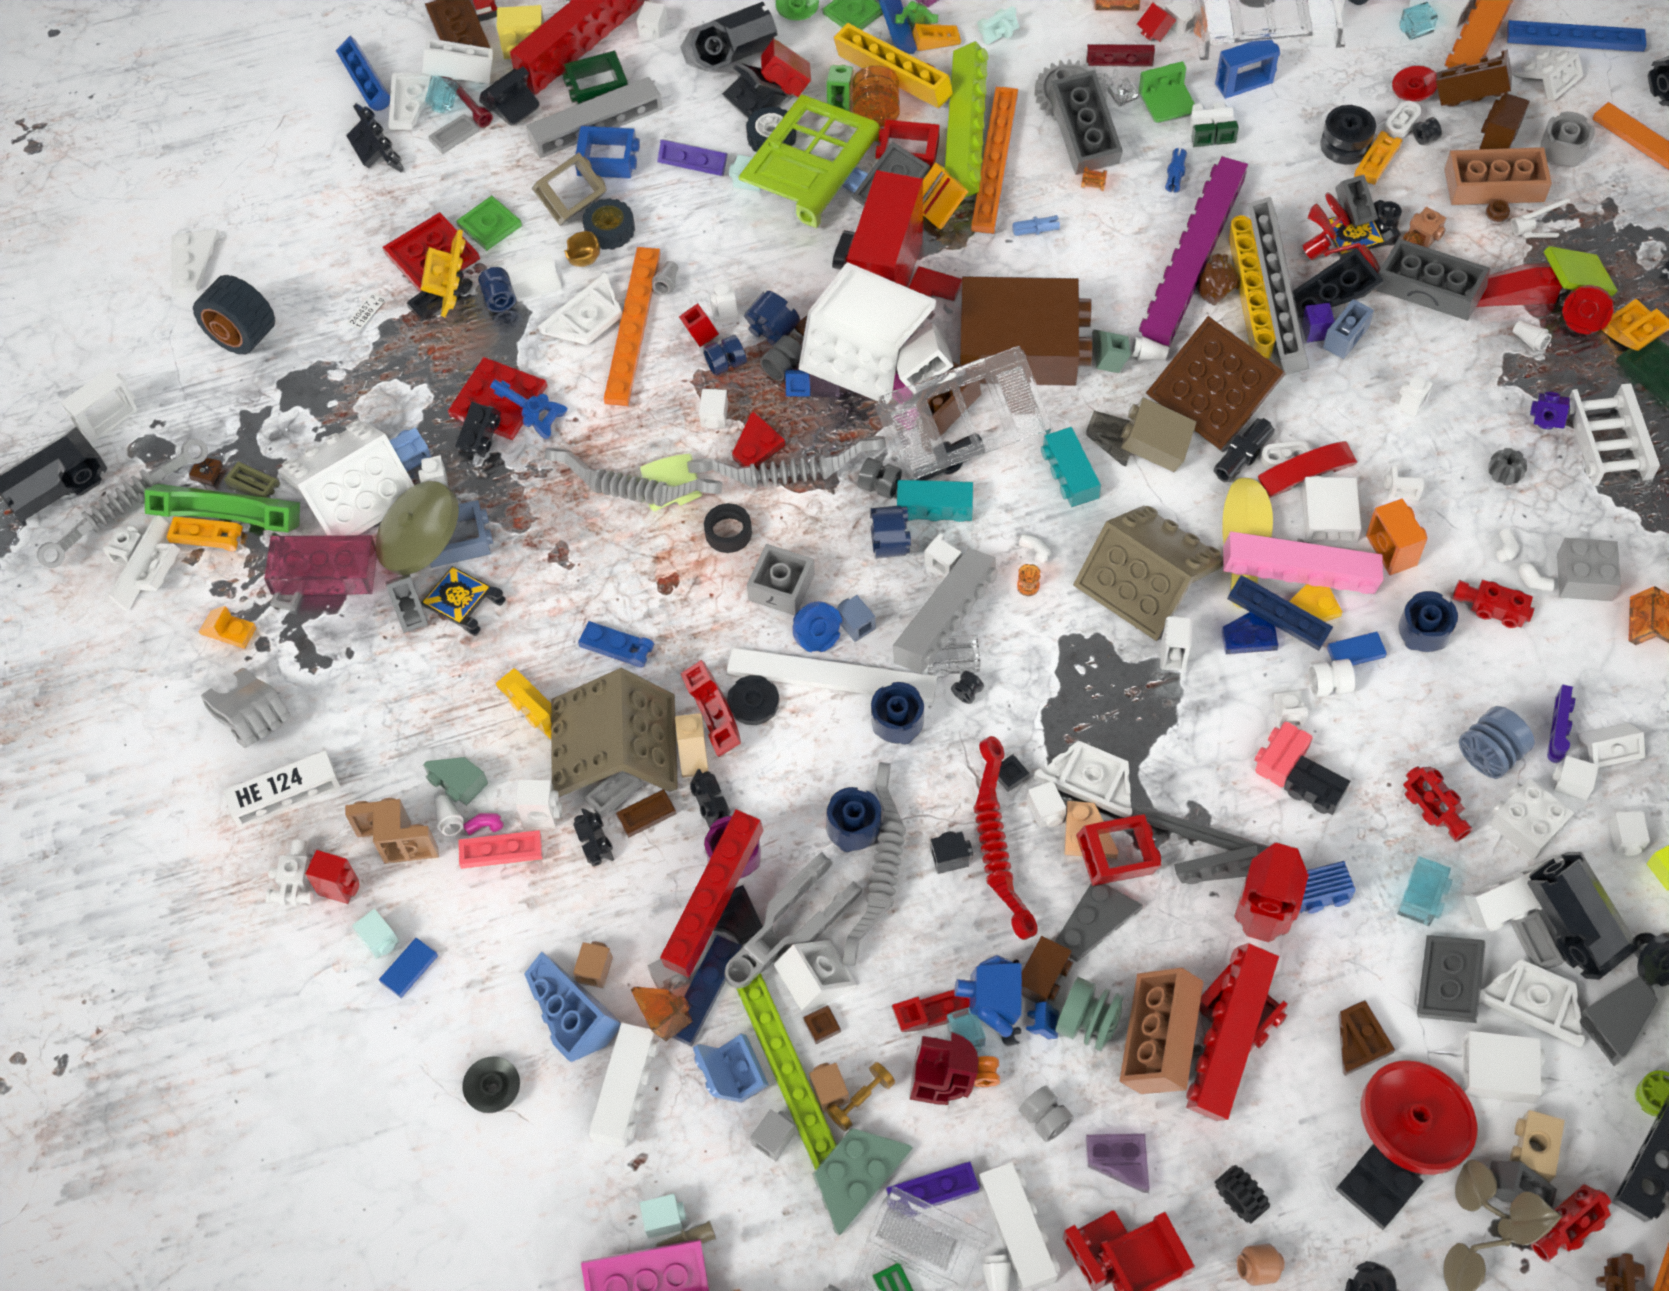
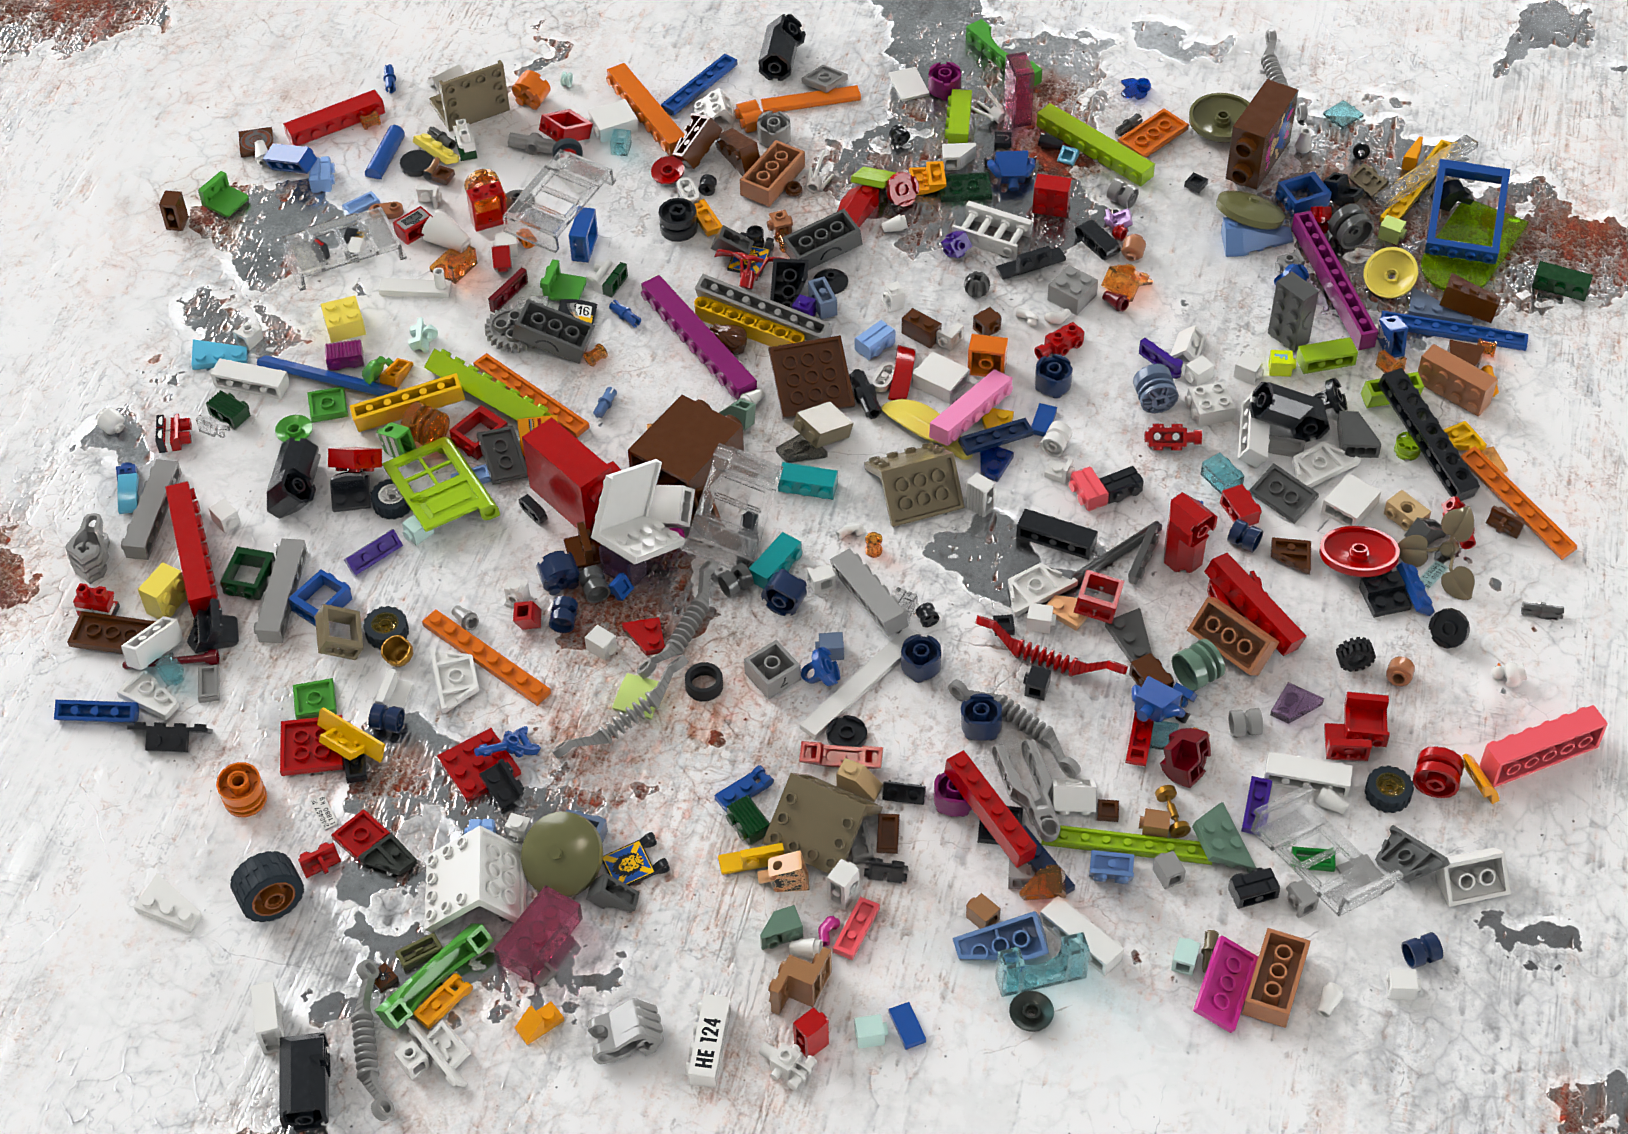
camera: 60 degrees left, 10 degrees down
(300, 338) = (319, 860): none -> red hips
(337, 230) = (241, 789): none -> orange wheel
(343, 391) = (389, 856): none -> pearl dark grey wing
(355, 355) = (359, 834): none -> red tile
(520, 734) = (786, 873): none -> light nougat torso
(558, 1080) = (1067, 966): none -> clear light blue arch
(575, 667) = (747, 819): none -> dark green brick
(806, 1245) = (1253, 887): none -> black brick
(1138, 131) = (578, 308): none -> slope
(1187, 756) = (1057, 534): none -> black brick
(1333, 415) = (875, 340): none -> light blue brick
(1342, 969) = (1246, 536): none -> dark blue wheel
(1388, 447) = (920, 327): none -> reddish brown brick
(1388, 938) = (1240, 505): none -> red brick
(1392, 325) = (836, 279): none -> black dish
(1414, 1219) = (1415, 589): none -> blue plate
(1458, 510) = (987, 322): none -> reddish brown brick
(1462, 1230) = (1433, 574): none -> clear light blue sticker
(1573, 100) = (748, 115): none -> orange brick
(1598, 503) = (1031, 261): none -> black bracket
(1615, 626) = (1117, 301): none -> dark red cone

